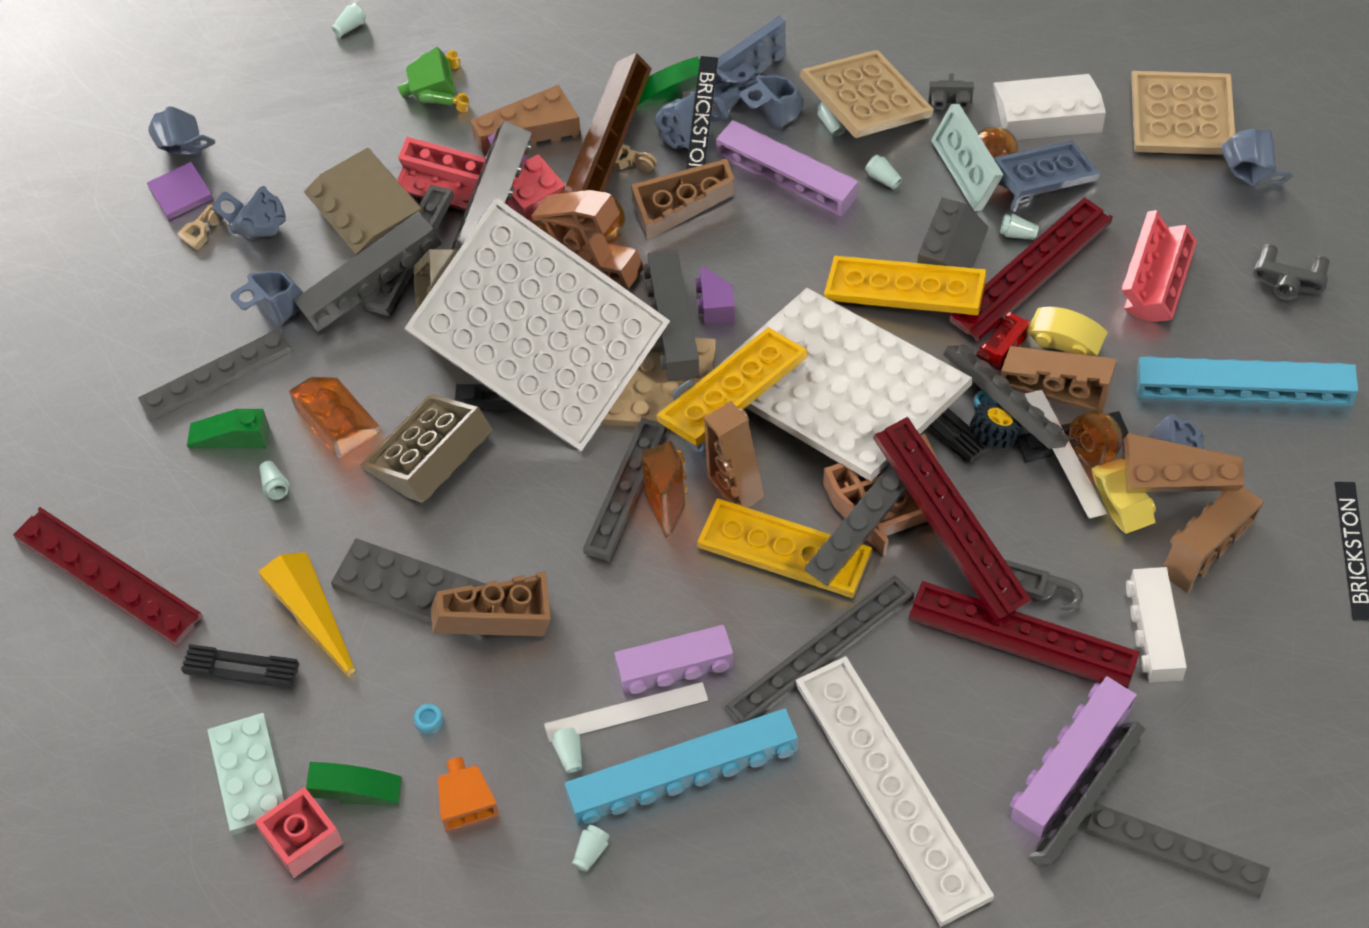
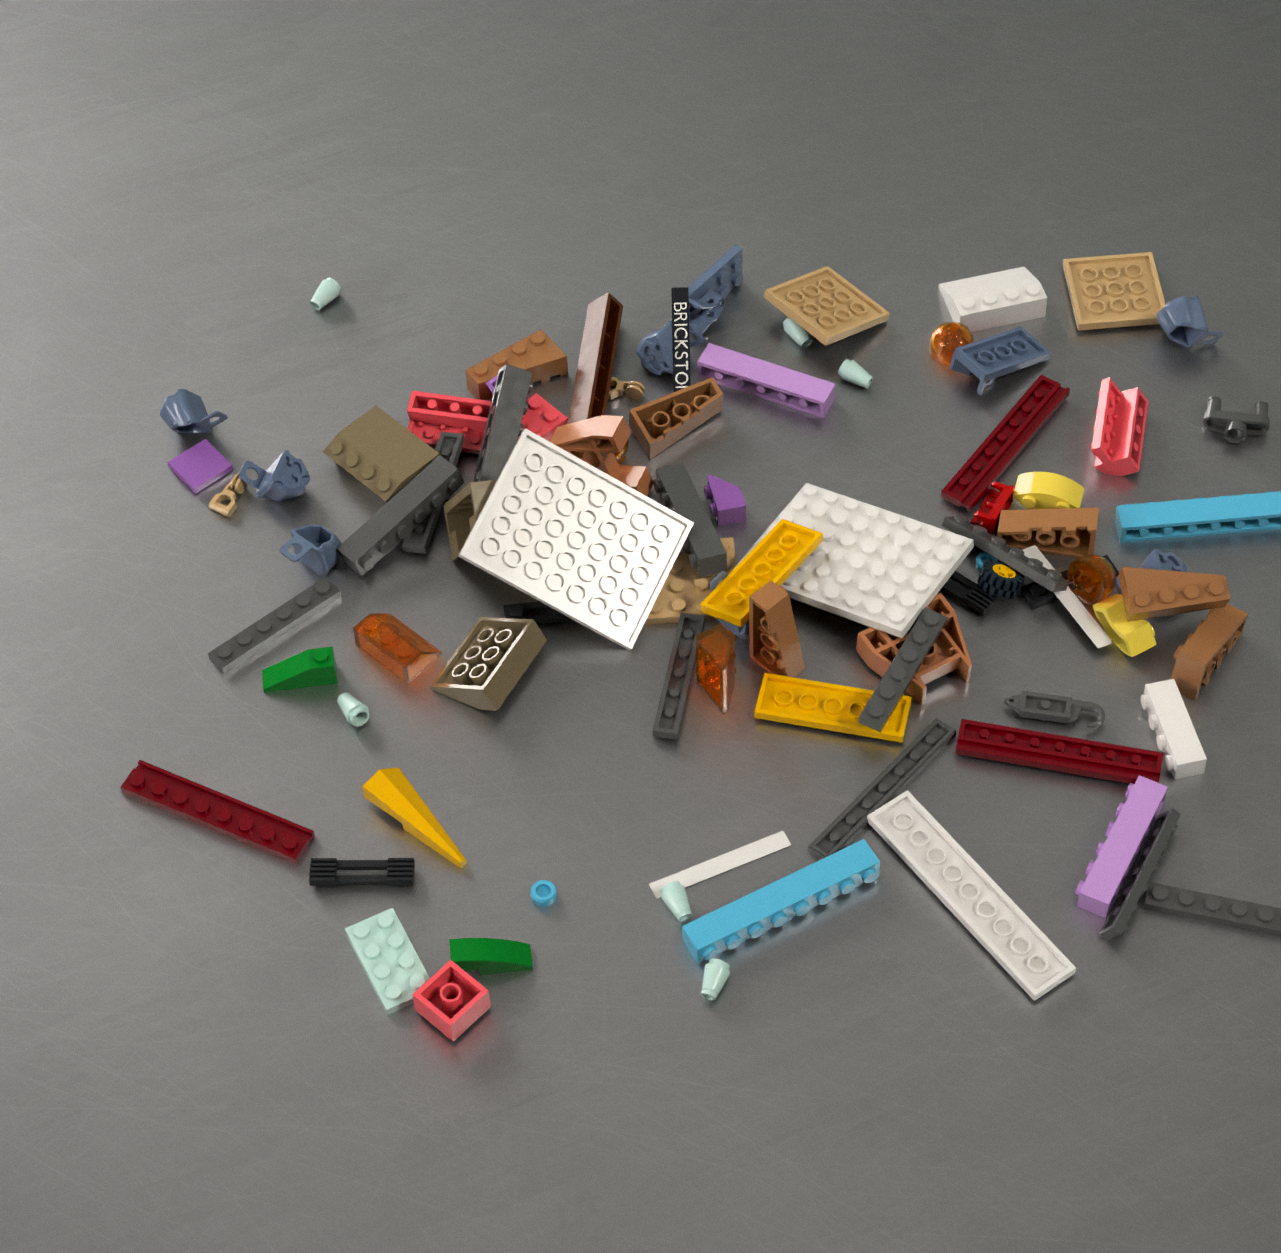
camera: 10 degrees left, 5 degrees down
(395, 580) = (508, 785): dark grey plate -> none
(432, 80) = (419, 339): bright green torso -> none
(464, 796) = (593, 951): orange torso -> none
(496, 608) = (587, 789): medium nougat wedge -> none
(670, 83) = (644, 315): green slope -> none
(674, 659) = (755, 813): lavender brick -> none
(775, 99) = (743, 320): sand blue piece -> none
(906, 285) = (896, 469): yellow plate -> none
(950, 92) = (902, 296): dark grey hips -> none
(952, 519) = (980, 660): dark red plate -> none
(953, 236) = (930, 428): dark grey slope -> none
(967, 157) = (929, 351): light aqua plate -> none
(1017, 227) = (986, 408): light aqua cone -> none

